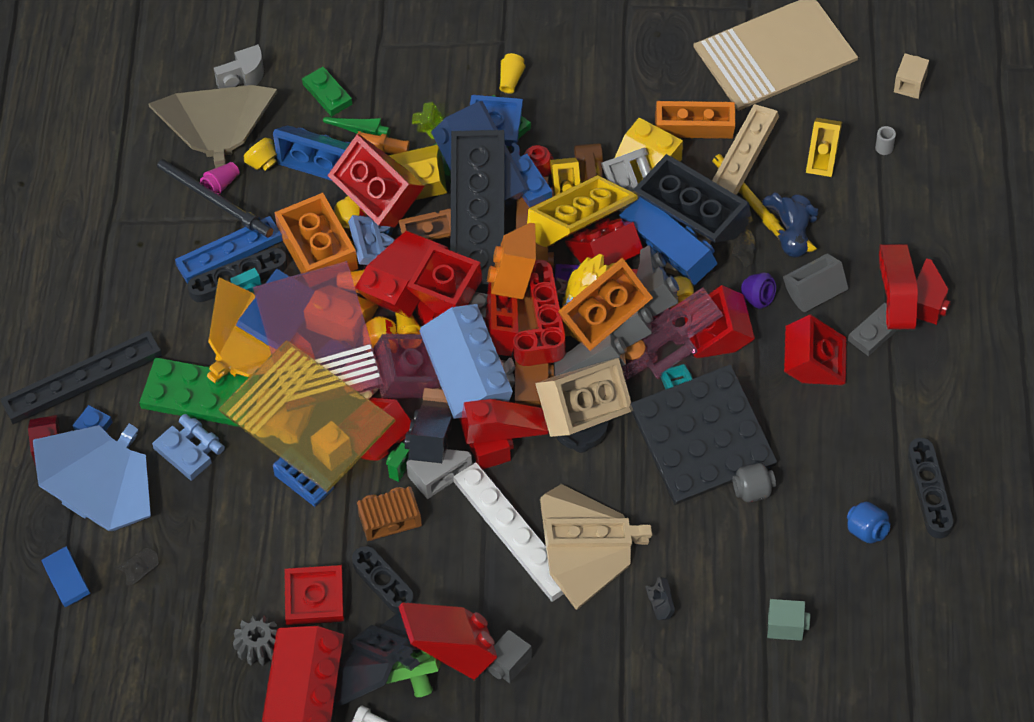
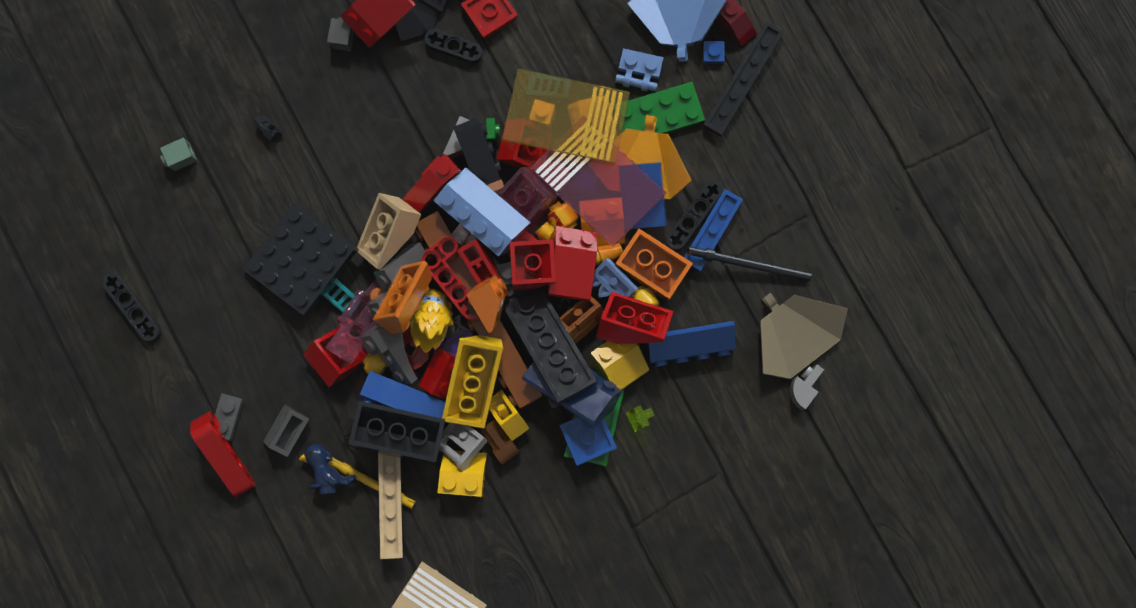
camera: 150 degrees right, 25 degrees up
(220, 177) = (758, 284): dark pink cone -> none
(247, 280) = (679, 207): teal plate -> none
(261, 154) = (743, 318): yellow cone -> none
(327, 91) = (733, 406): green plate -> none
(369, 126) = (679, 389): green piece -> none
(386, 144) = (661, 379): orange pin -> none
(389, 513) = (476, 90): dark orange brick -> none
(508, 526) = (388, 125): white plate -> none
(511, 71) = (606, 497): yellow cone -> none
(537, 186) = (532, 397): blue plate -> none
(541, 158) = (536, 432): red cone -> none
(586, 542) = (339, 142): tan panel -> none
(696, 119) = (442, 523): orange brick -> none
(753, 482) = (247, 241): dark grey head -> none
(759, 289) = (321, 399): dark purple cone -> none
(815, 352) = (257, 368): red slope -> none
(823, 147) = (337, 556): yellow slope -> none
(868, 522) = (158, 253): blue head -> none
(885, 140) = (288, 588): light grey hinge -> none
(931, 294) = (197, 465): red slope -> none

